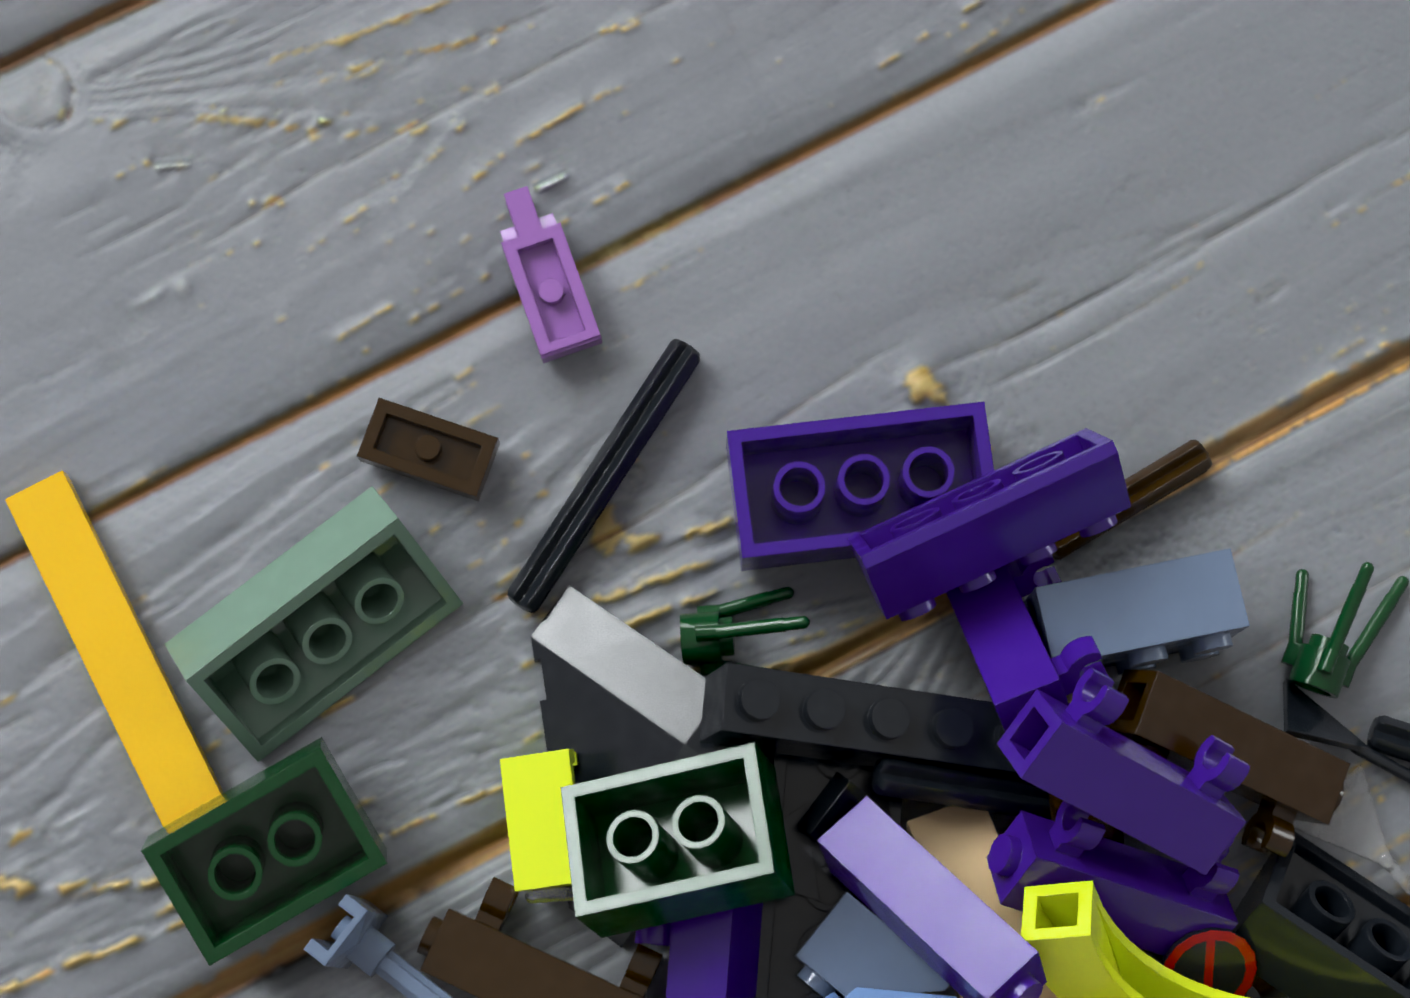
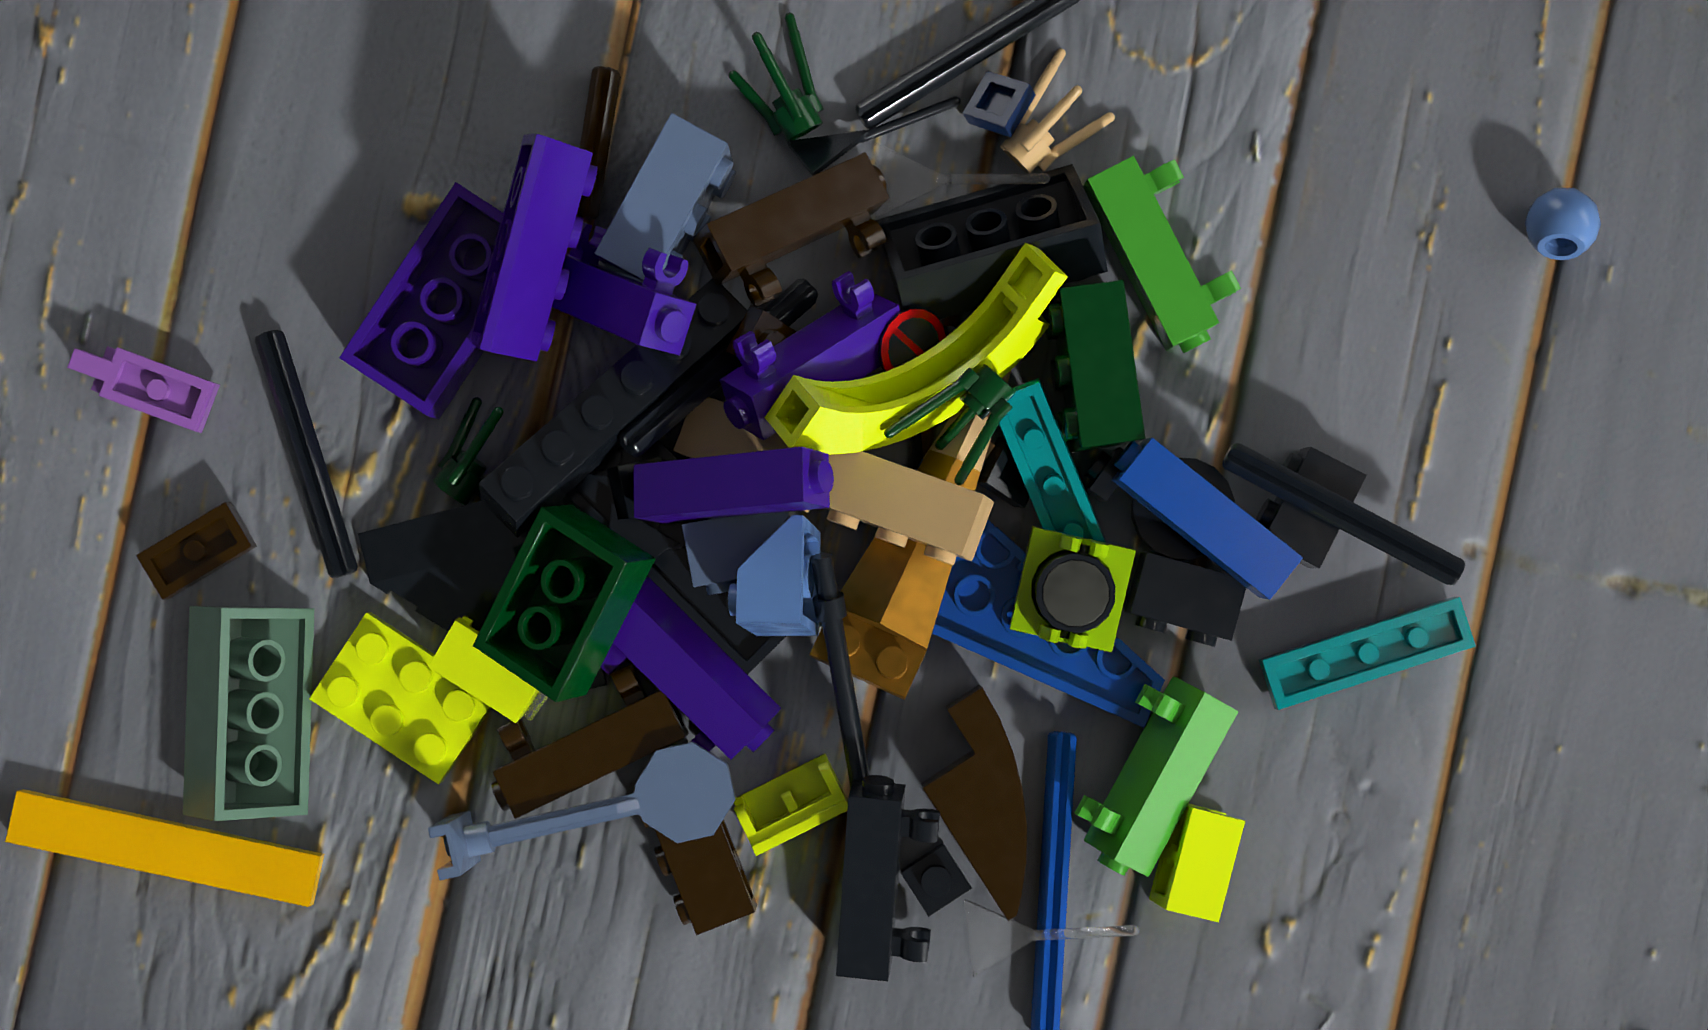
camera: 50 degrees left, 10 degrees up
(264, 851) = (363, 854): dark green brick -> none
(441, 758) = (395, 700): none -> neon yellow plate
(1122, 782) = (750, 306): dark purple brick -> none

